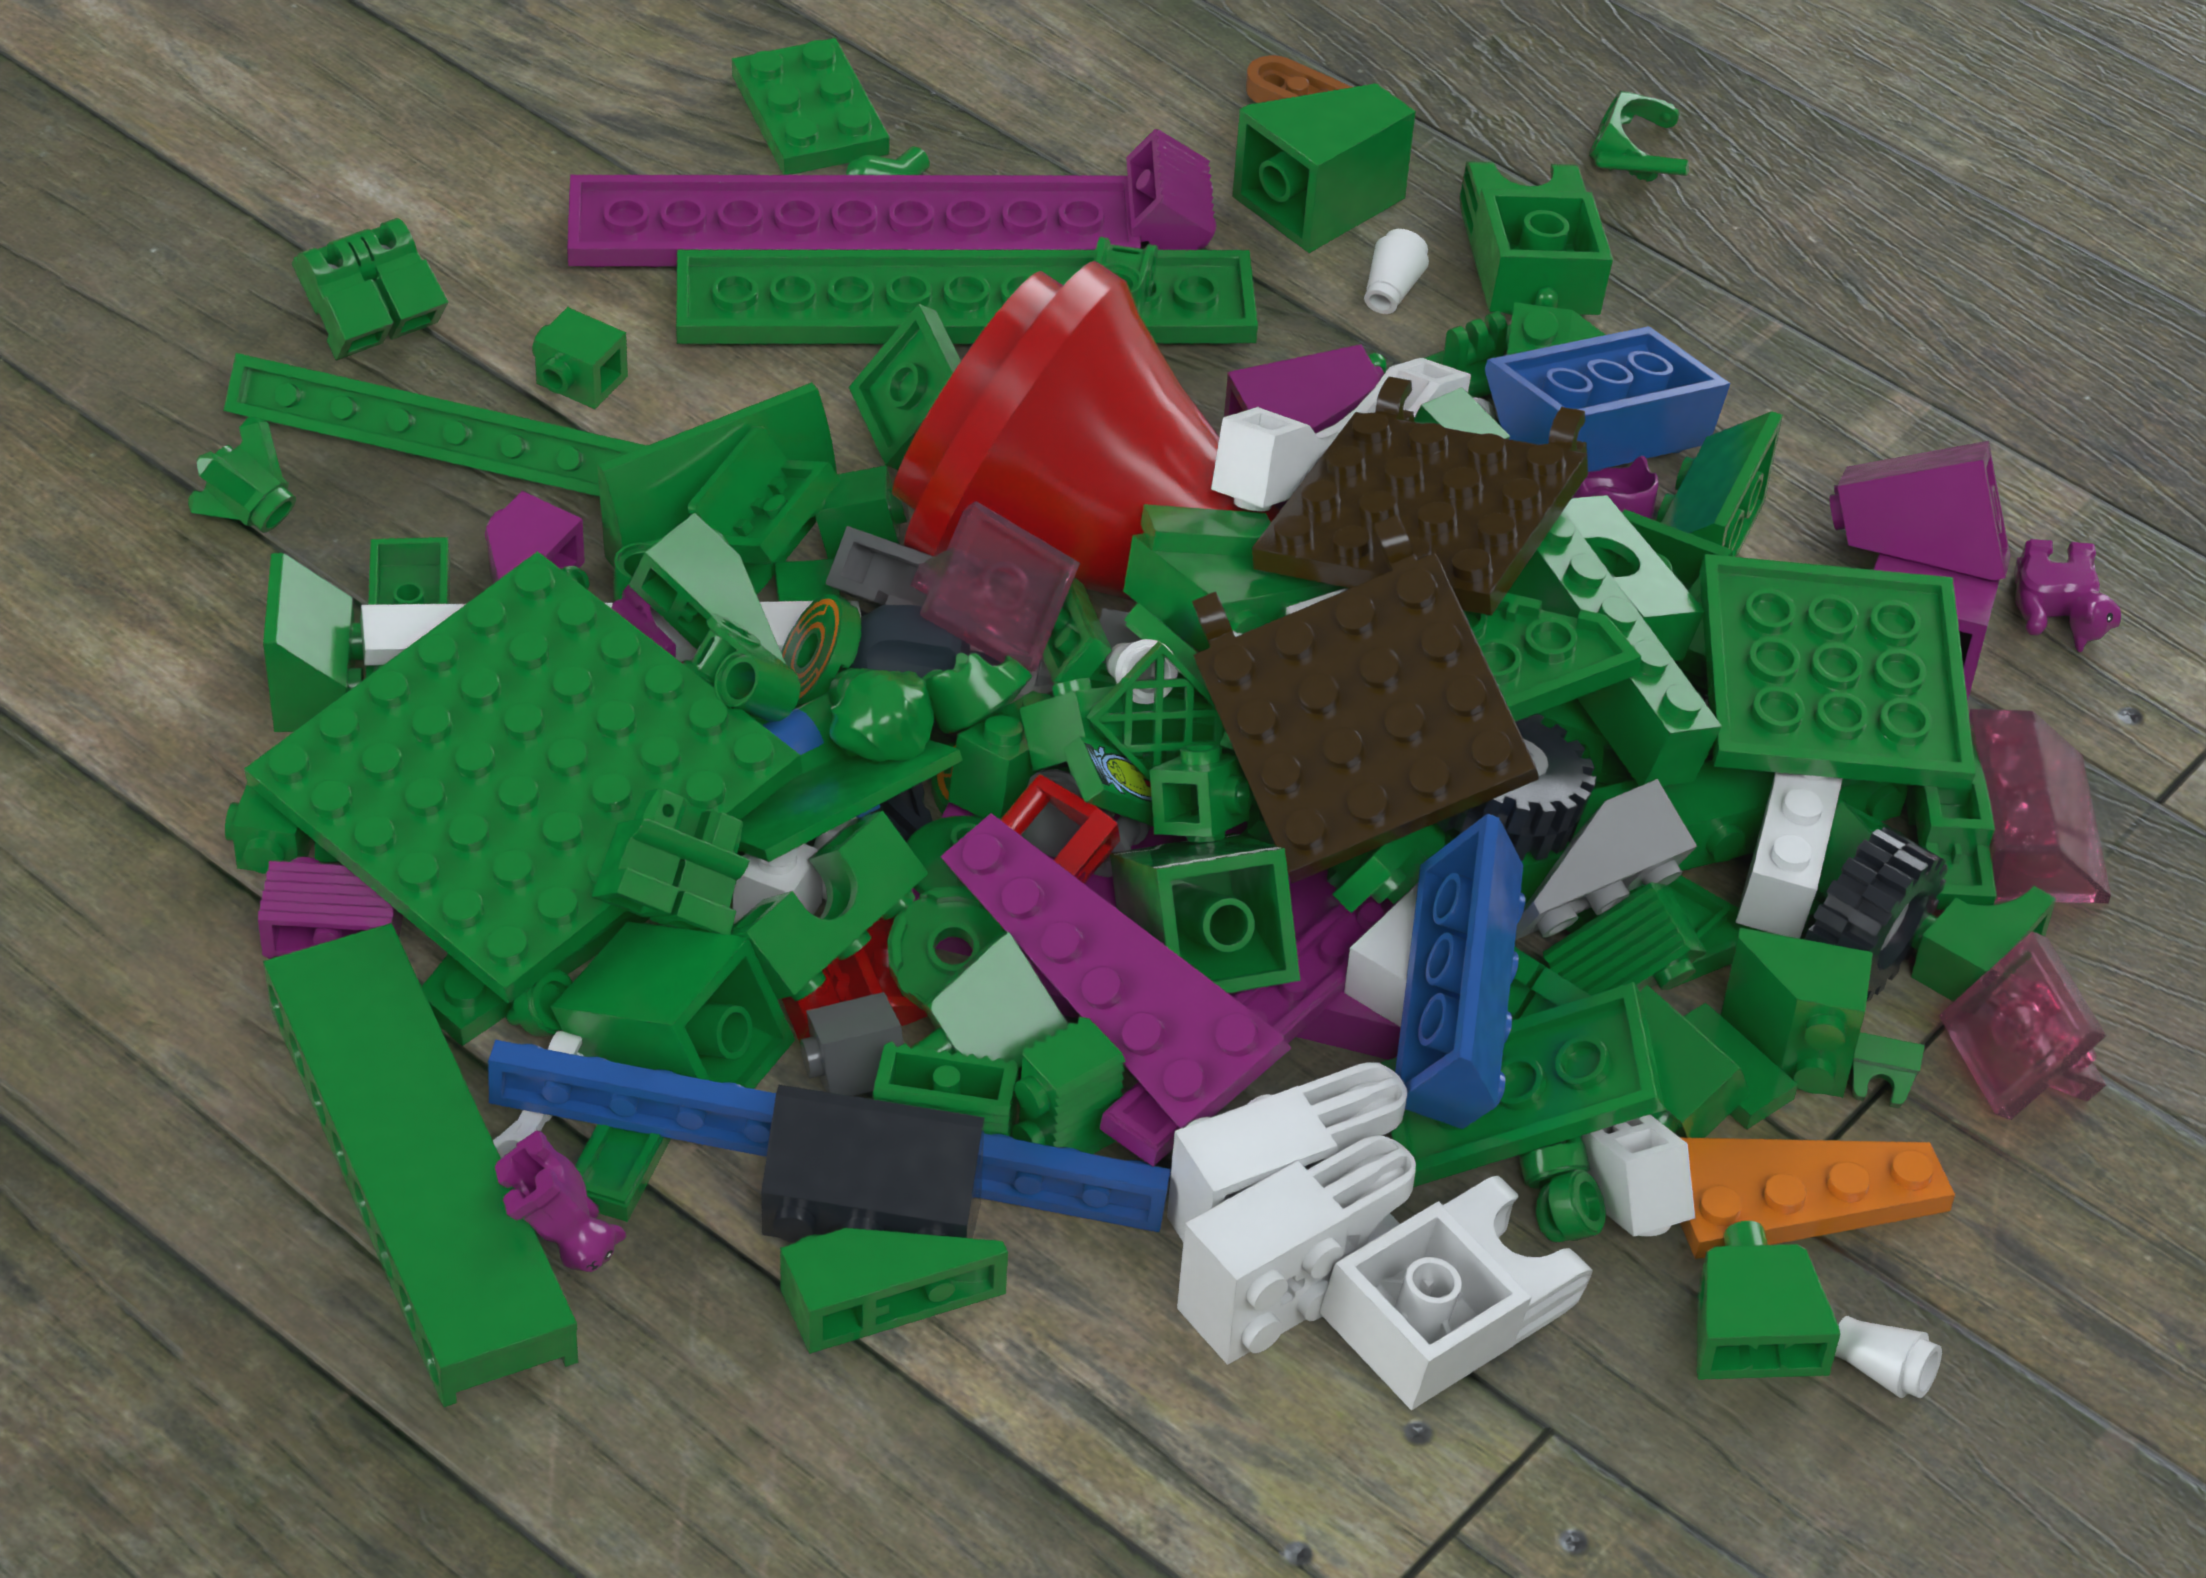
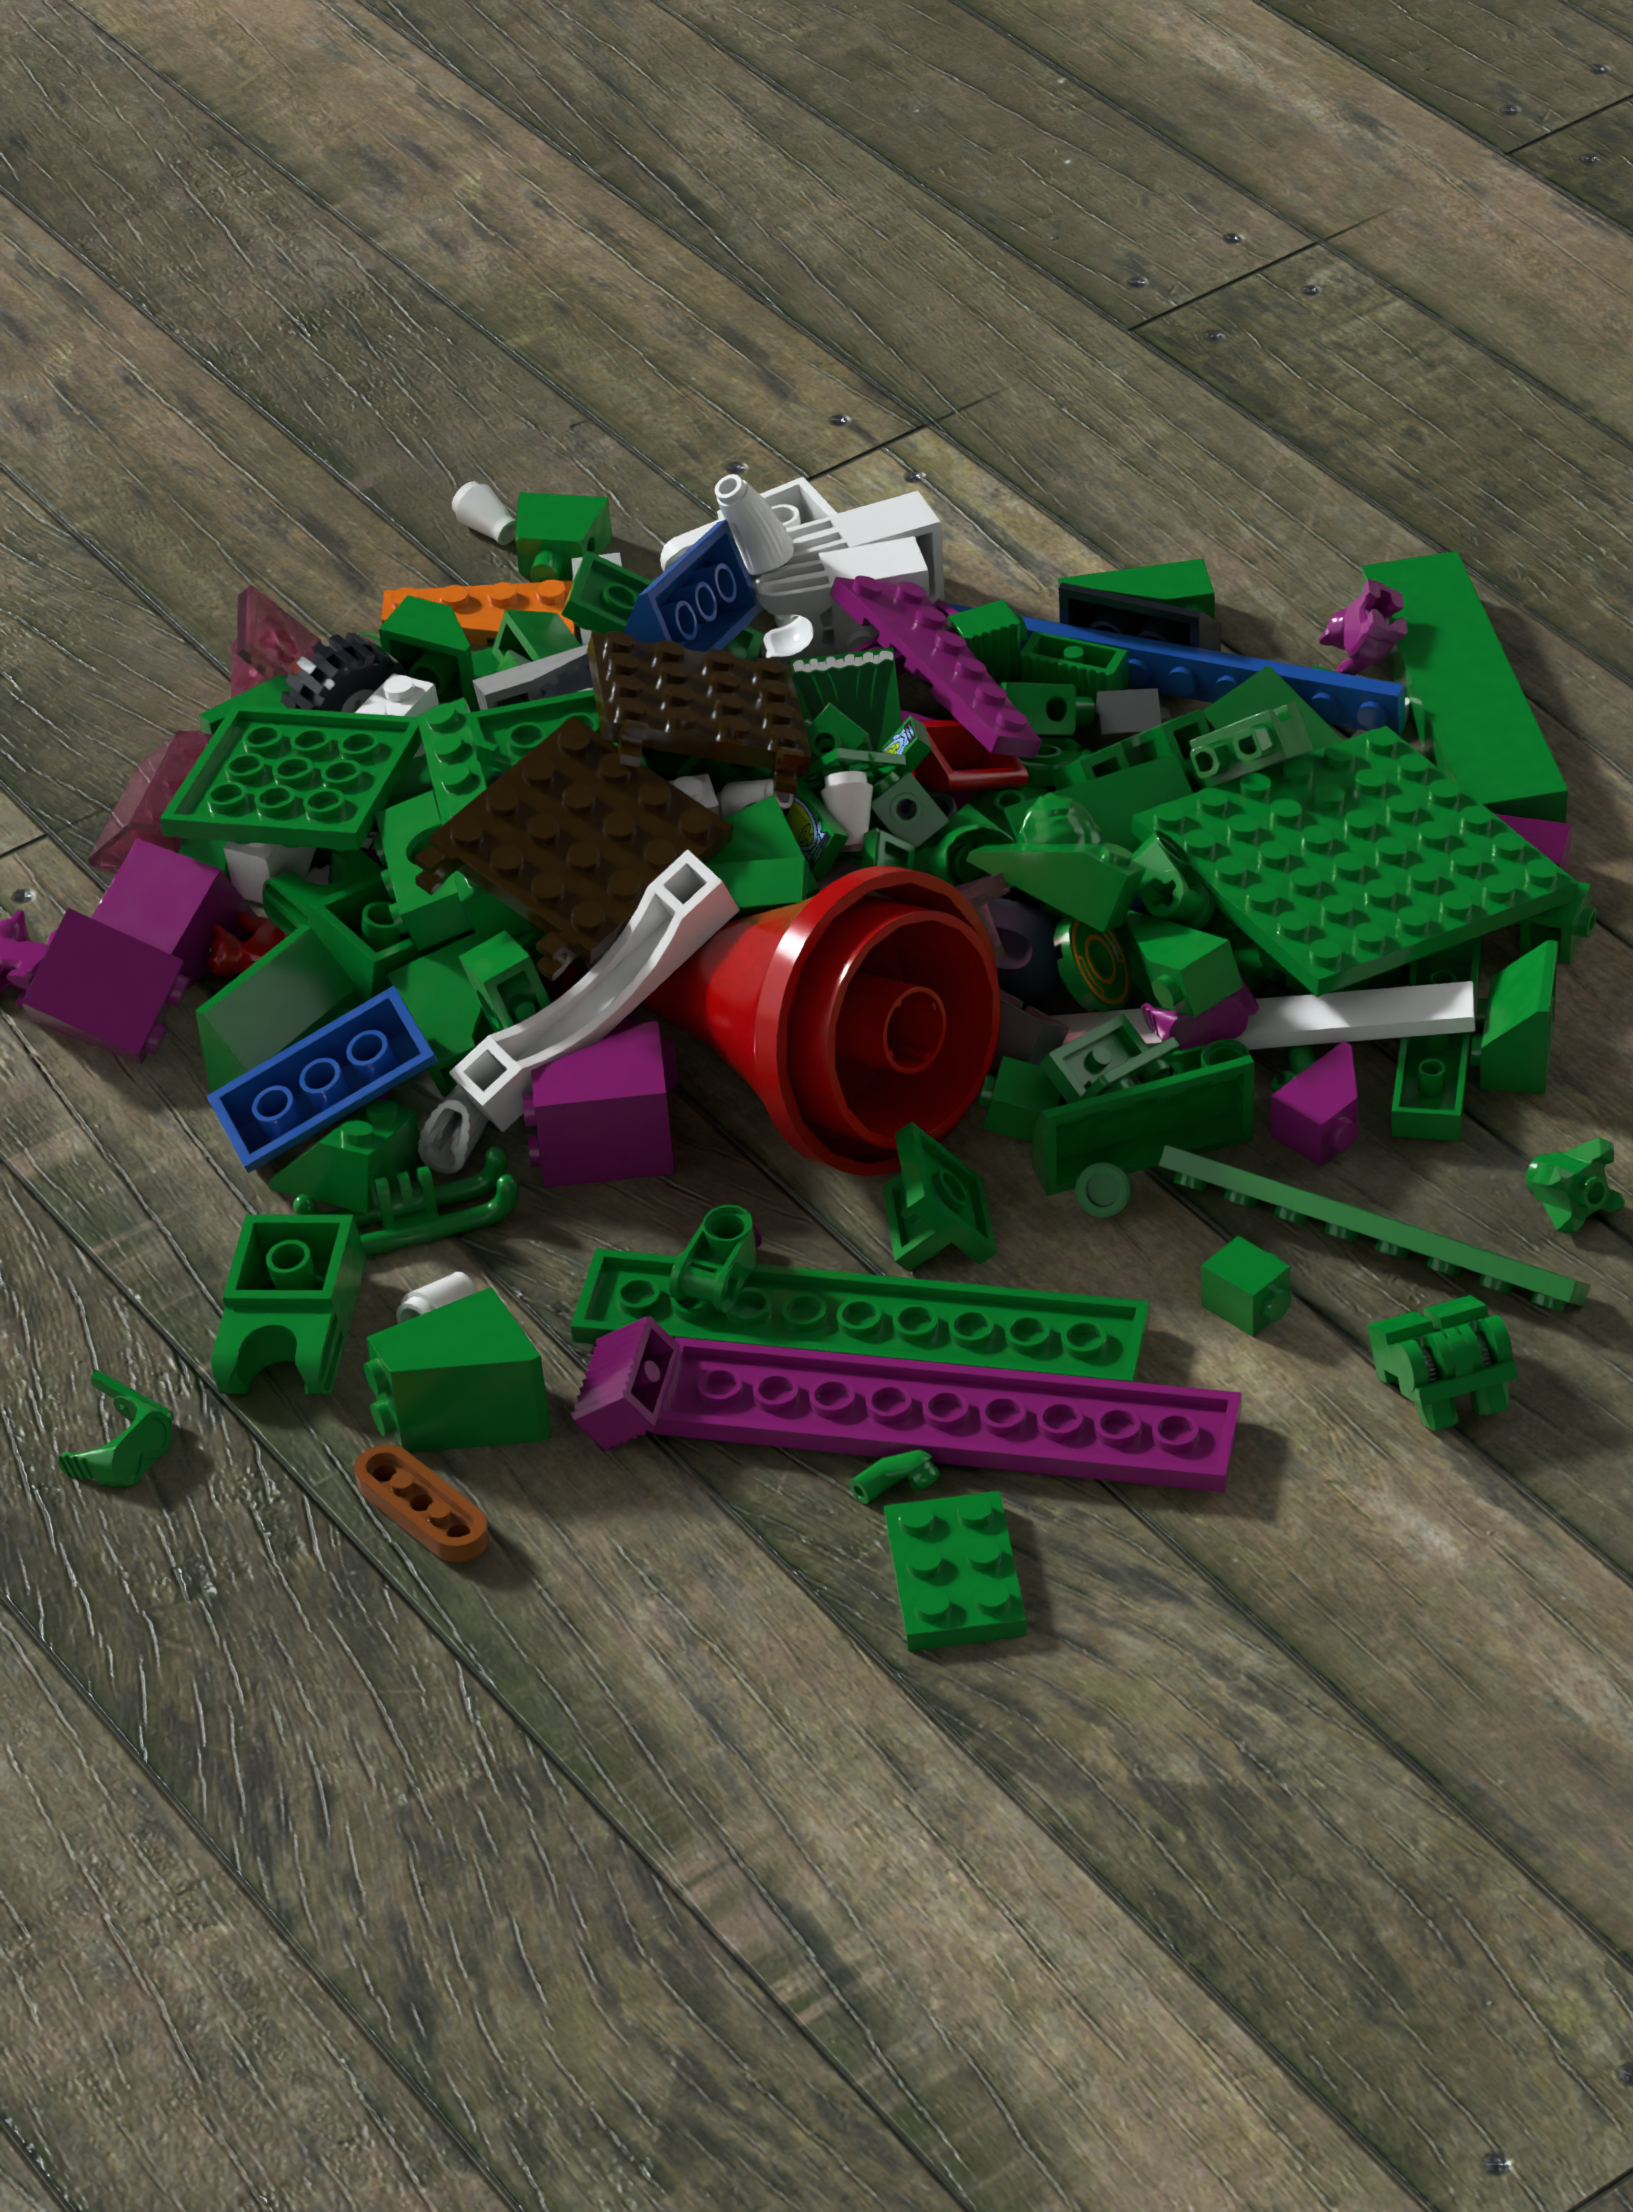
camera: 160 degrees left, 5 degrees down
(863, 629) = (1079, 879): none -> green slope
(1423, 1098) = (754, 525): none -> white piece

